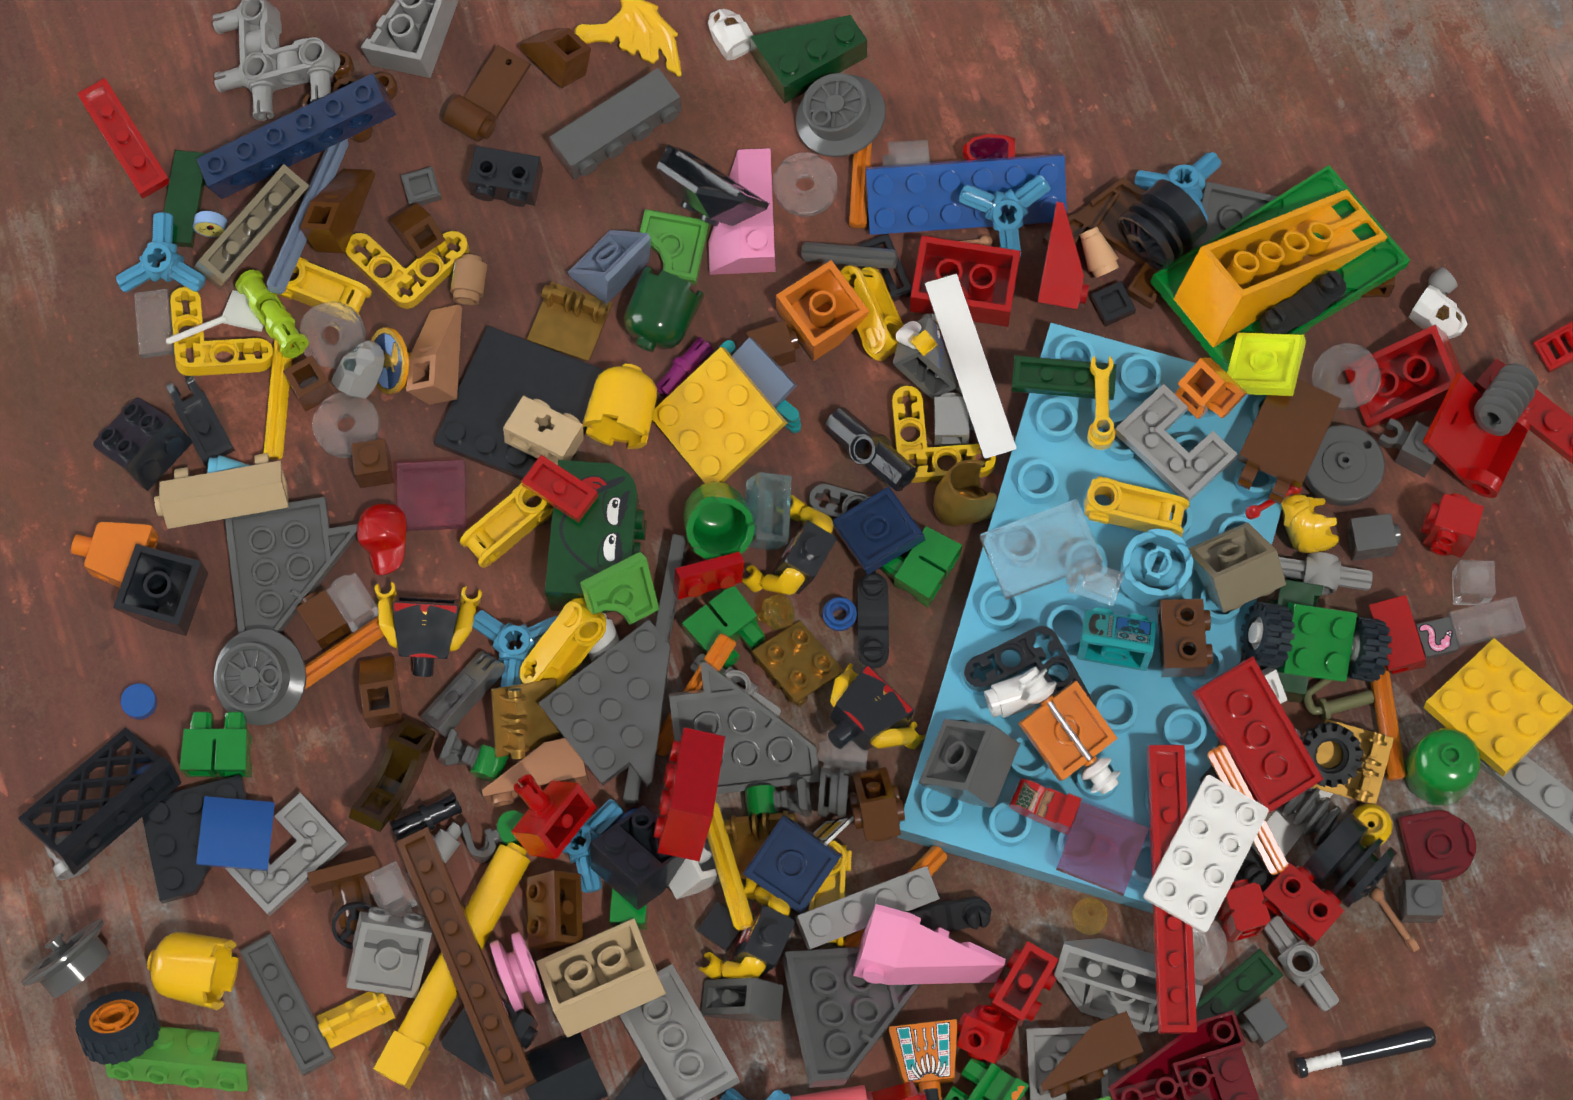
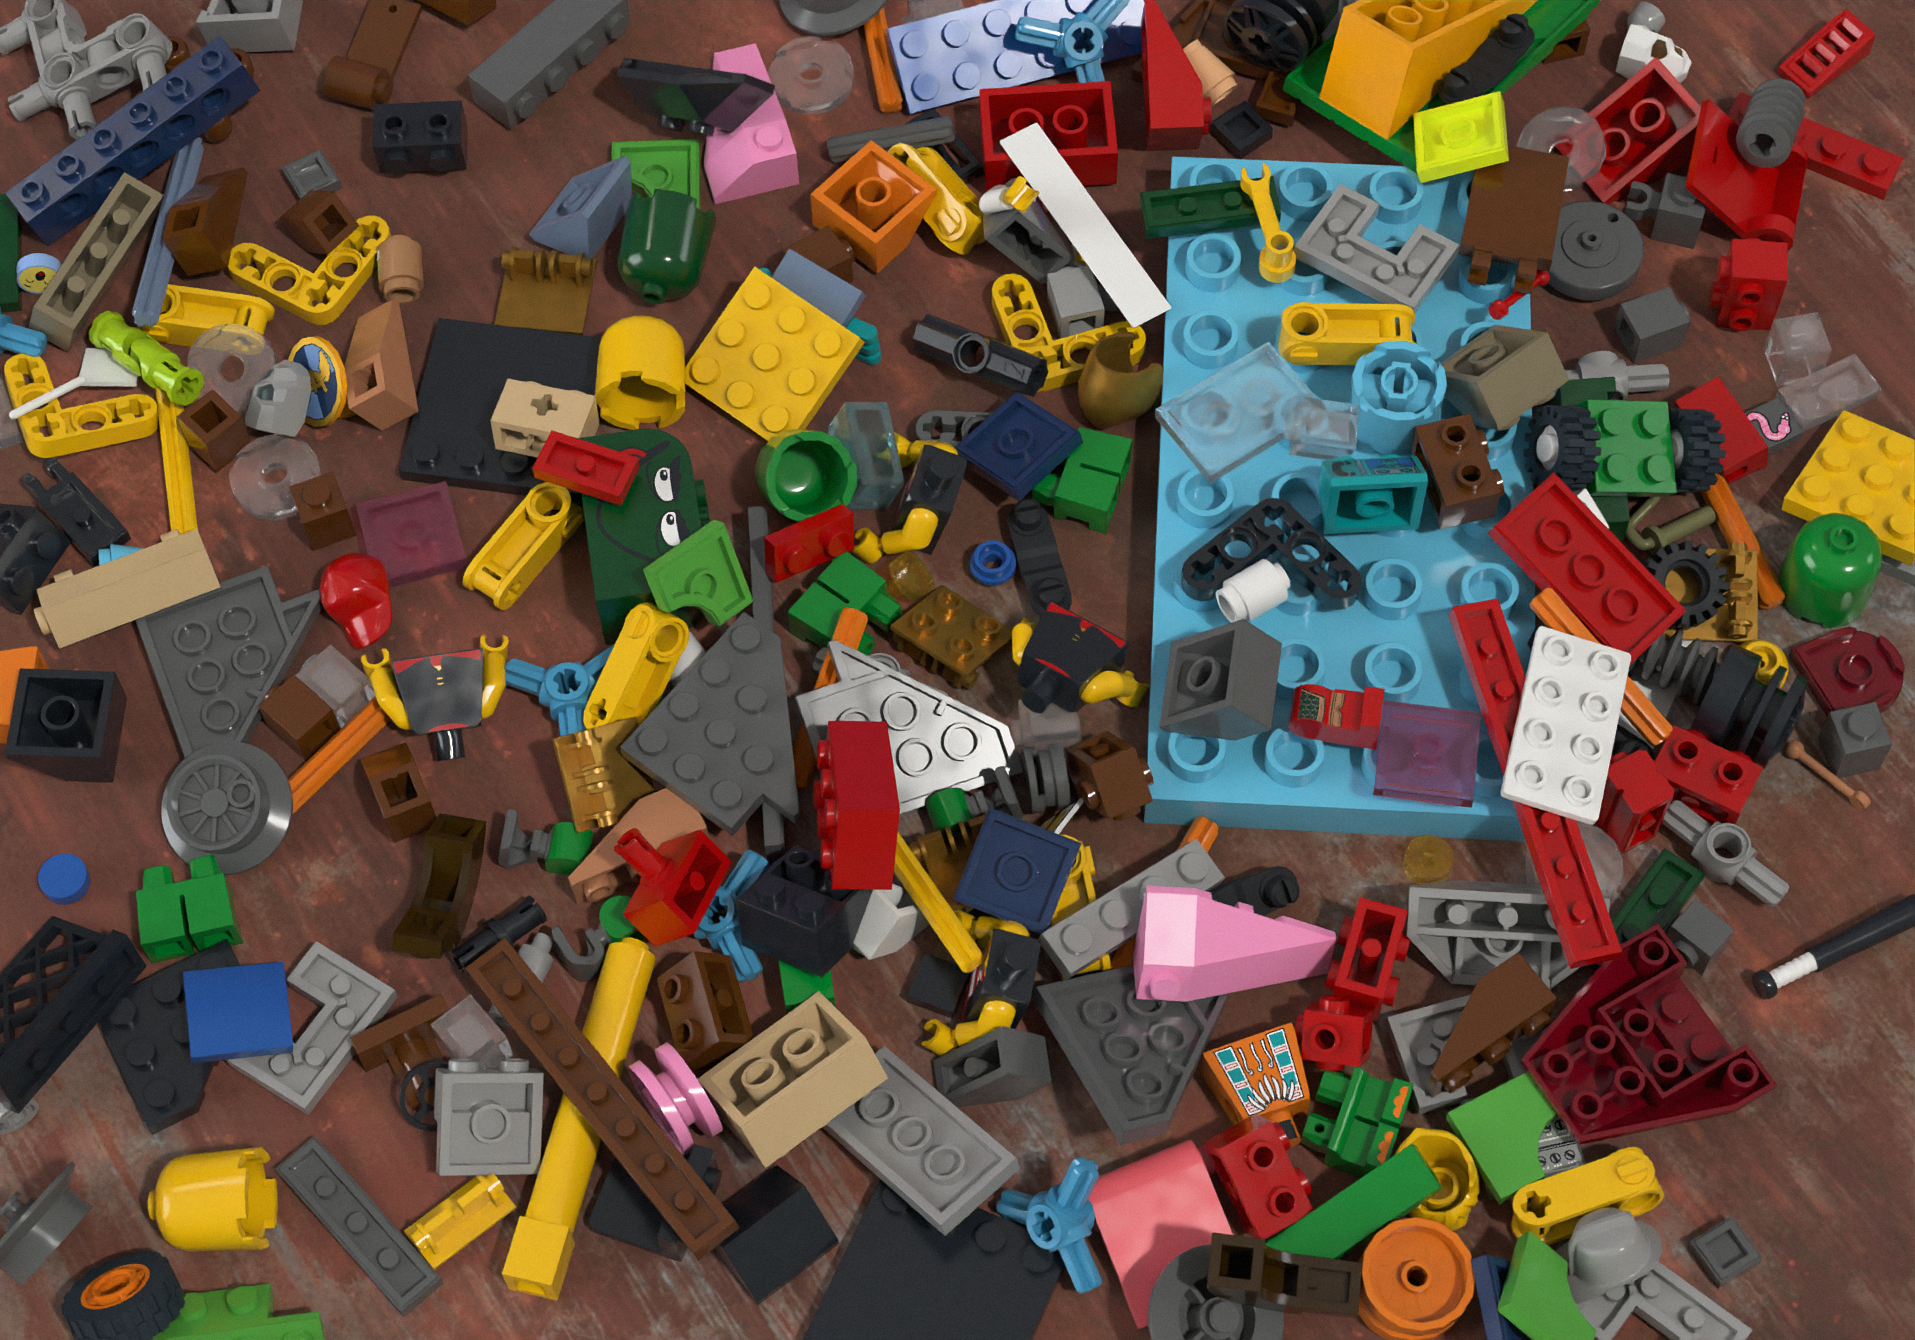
camera: 15 degrees left, 10 degrees down
(463, 693) = (512, 767): flat silver hinge -> none
(684, 366) = (709, 311): magenta pin -> none
(1068, 730) = (1341, 611): orange plate -> none
(1207, 388) = (1400, 174): orange brick -> none
(1305, 528) = (1569, 321): yellow hair -> none

